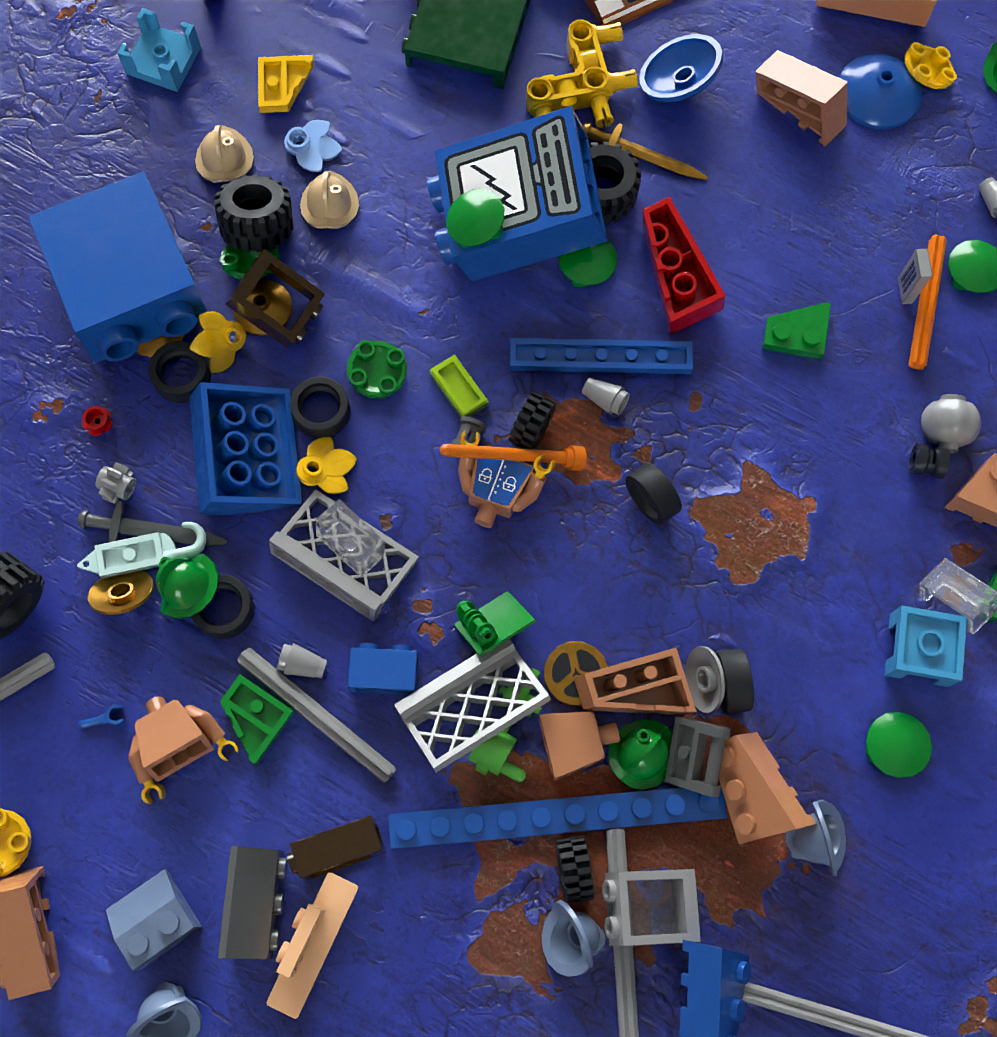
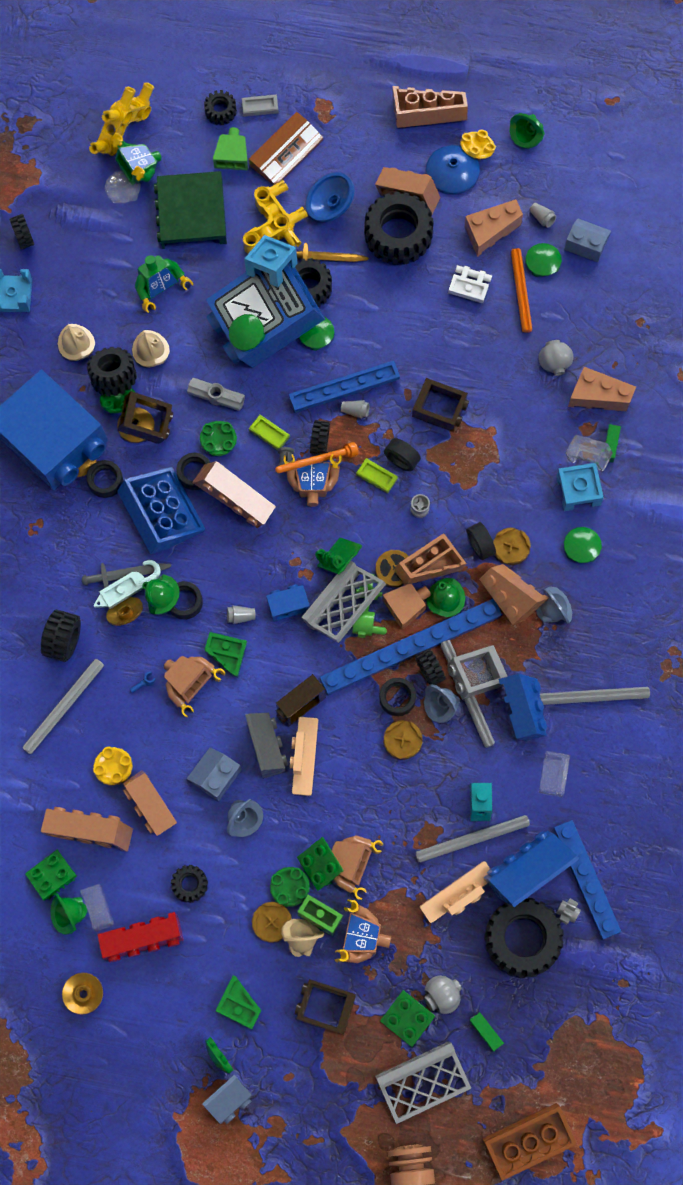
camera: 15 degrees left, 0 degrees up
(94, 413) = (68, 518): red plate -> none
(115, 483) = (95, 553): light grey gear -> none
(215, 340) = (121, 453): yellow plate -> none
(281, 81) = (92, 284): yellow wing -> none
(315, 146) = (129, 317): light blue plate -> none
(316, 715) = (259, 639): light grey axle -> none
(330, 463) = (214, 507): yellow plate -> none
(330, 577) = (233, 561): light grey fence -> none
(350, 538) = (242, 537): clear panel -> none
(365, 464) = (234, 493): none -> wedge
(378, 99) = (157, 276): none -> torso
(412, 311) = (226, 398): none -> light grey piece
(485, 976) = (402, 740): none -> pearl gold tile
(528, 891) = (397, 682): none -> black tyre
(554, 112) = (271, 257): none -> dark azure panel
(601, 512) = (376, 475): none -> lime tile
(656, 580) = (420, 501): none -> light grey wheel
(681, 272) = (372, 320): red wedge -> none
(688, 753) = (470, 588): dark grey plate -> none
(705, 679) = (465, 545): light grey dish -> none
(724, 454) = (435, 419): none -> dark brown window
(773, 114) = (398, 207): none -> black tyre
(781, 705) = (512, 546): none -> pearl gold tile
(798, 331) = (453, 333): green wing -> none
(845, 270) = (469, 288): none -> white plate
(914, 276) = (508, 279): light grey tile -> none
(915, 187) = (492, 224): none -> nougat wedge
(929, 461) = (550, 383): black wheel -> none

